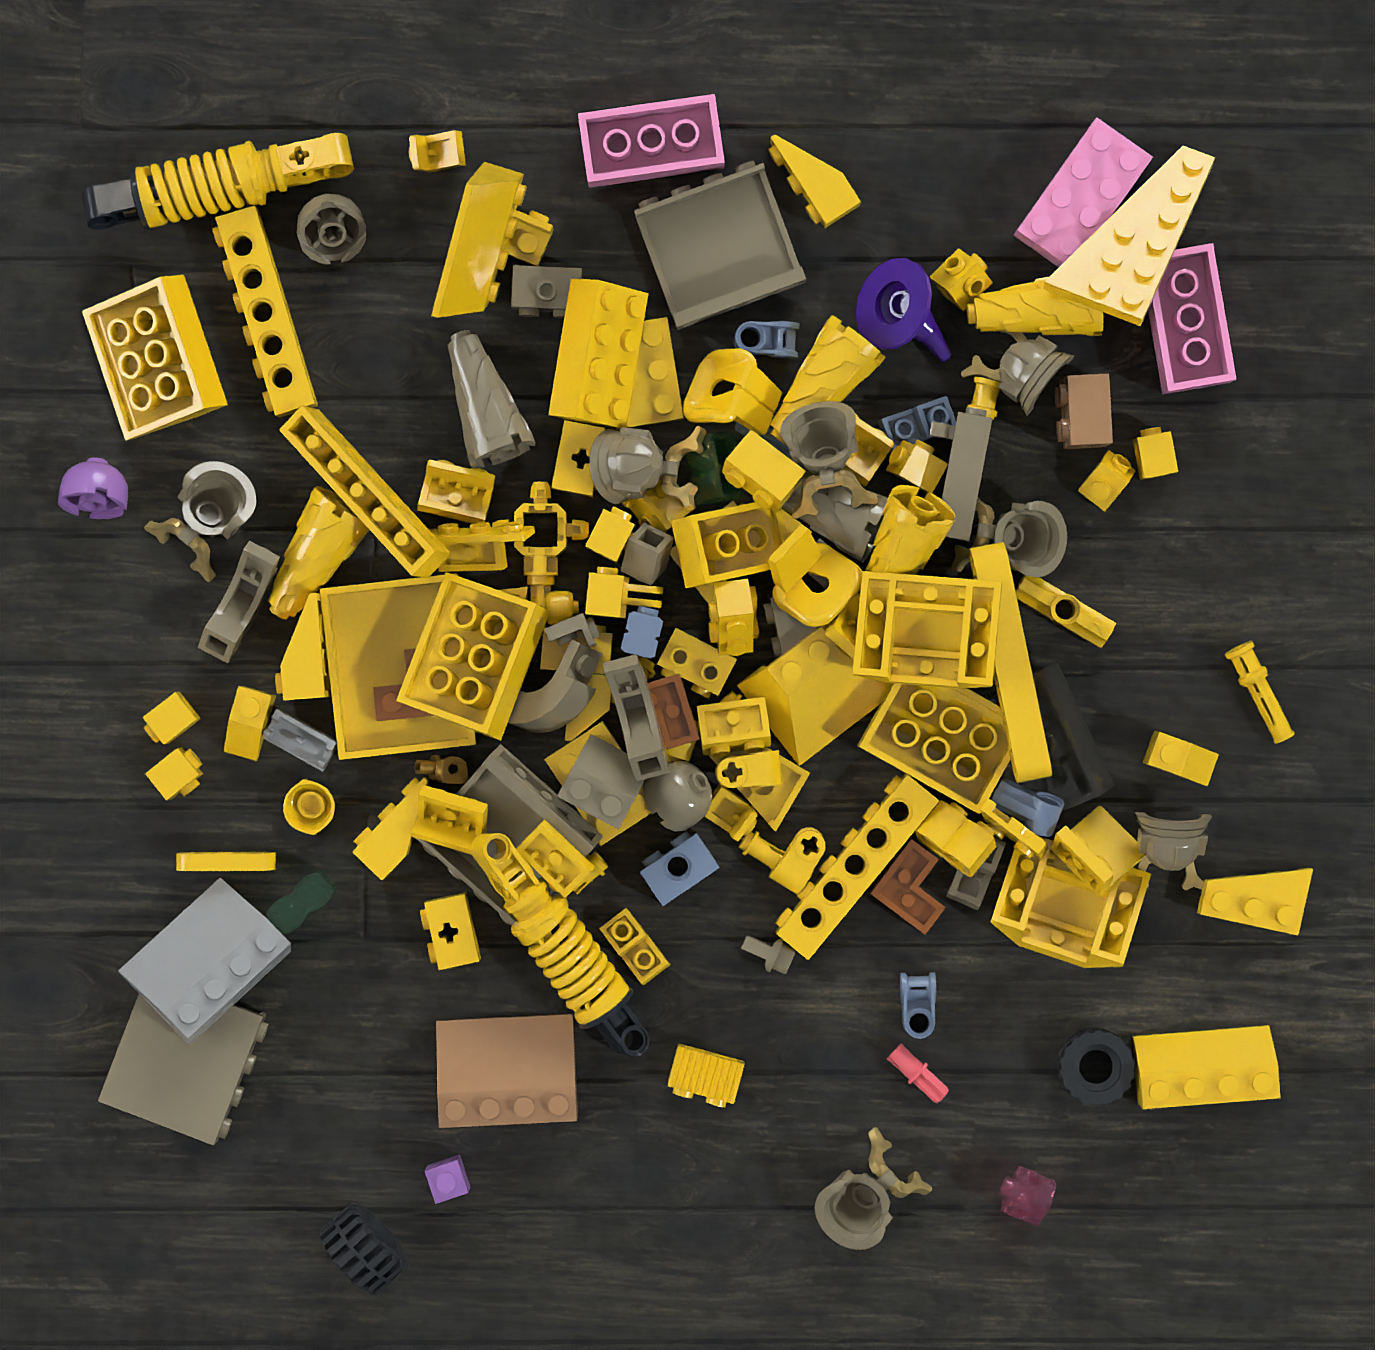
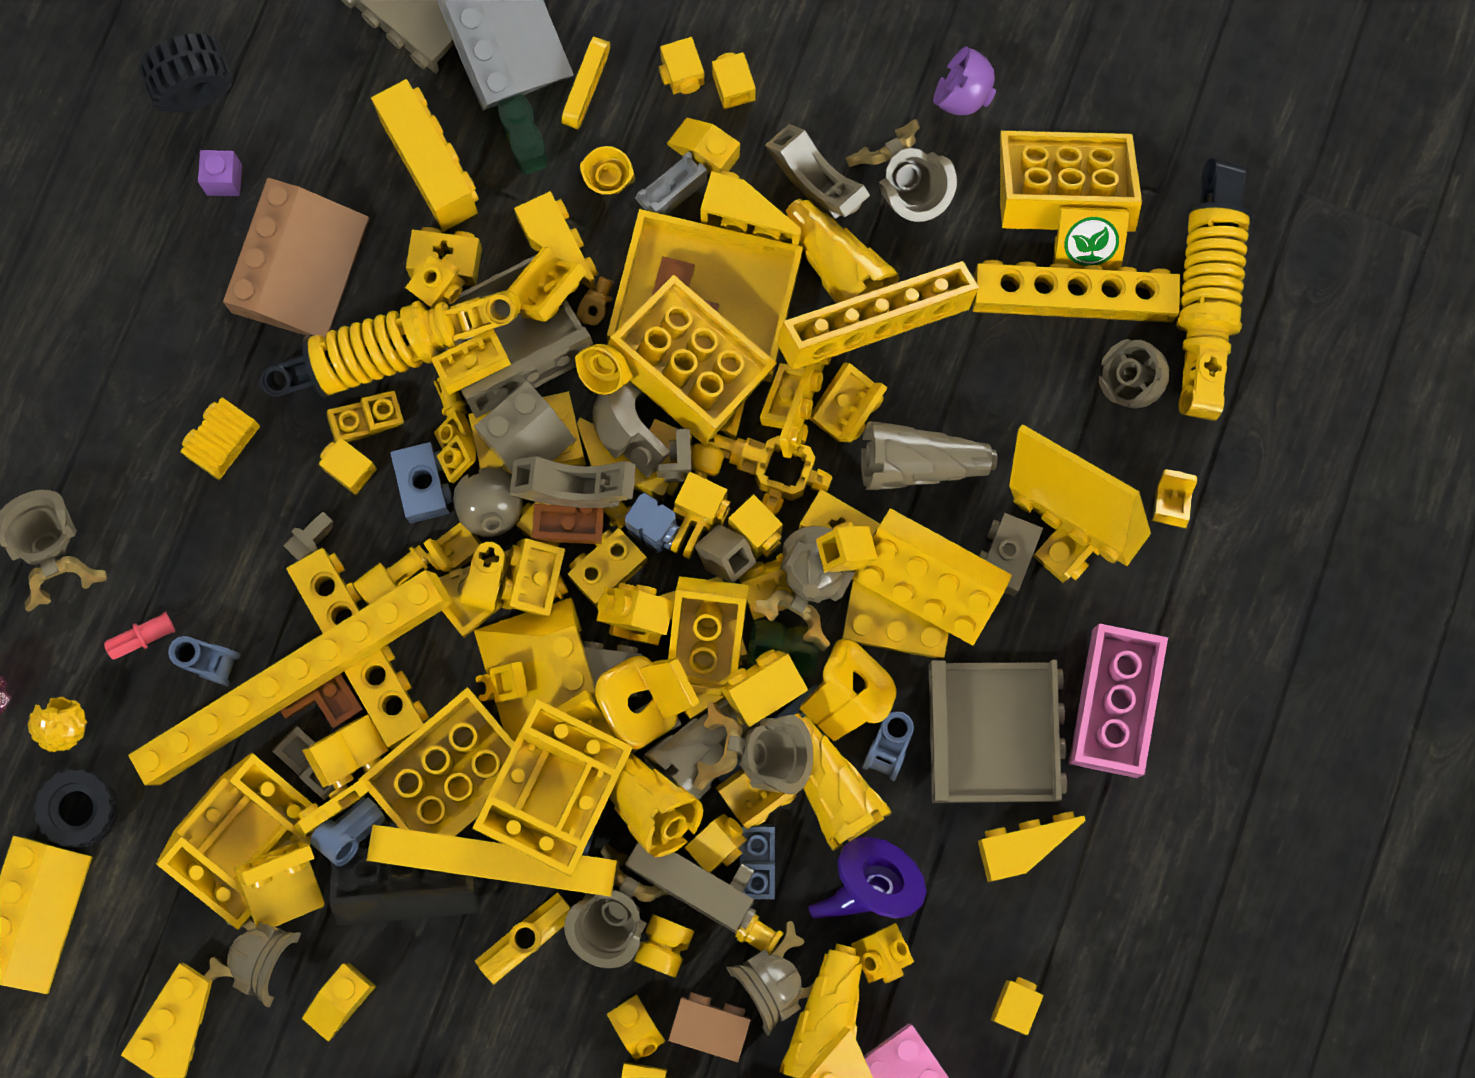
camera: 115 degrees right, 10 degrees down
(208, 314) = (1091, 237): none -> slope
(360, 986) = (426, 154): none -> yellow brick
(493, 933) = (436, 281): none -> yellow brick
(516, 731) = (602, 368): none -> yellow hat
(605, 440) = (846, 548): none -> yellow brick
(632, 845) = (457, 445): none -> yellow slope
(688, 944) = (346, 465): none -> yellow brick
(841, 715) = (504, 683): none -> yellow plate
(909, 911) = (290, 678): none -> yellow brick
(963, 140) = (1017, 1005): none -> yellow brick
(1025, 480) = (664, 946): none -> yellow wheel
(1027, 1113) = (57, 725): none -> yellow piece

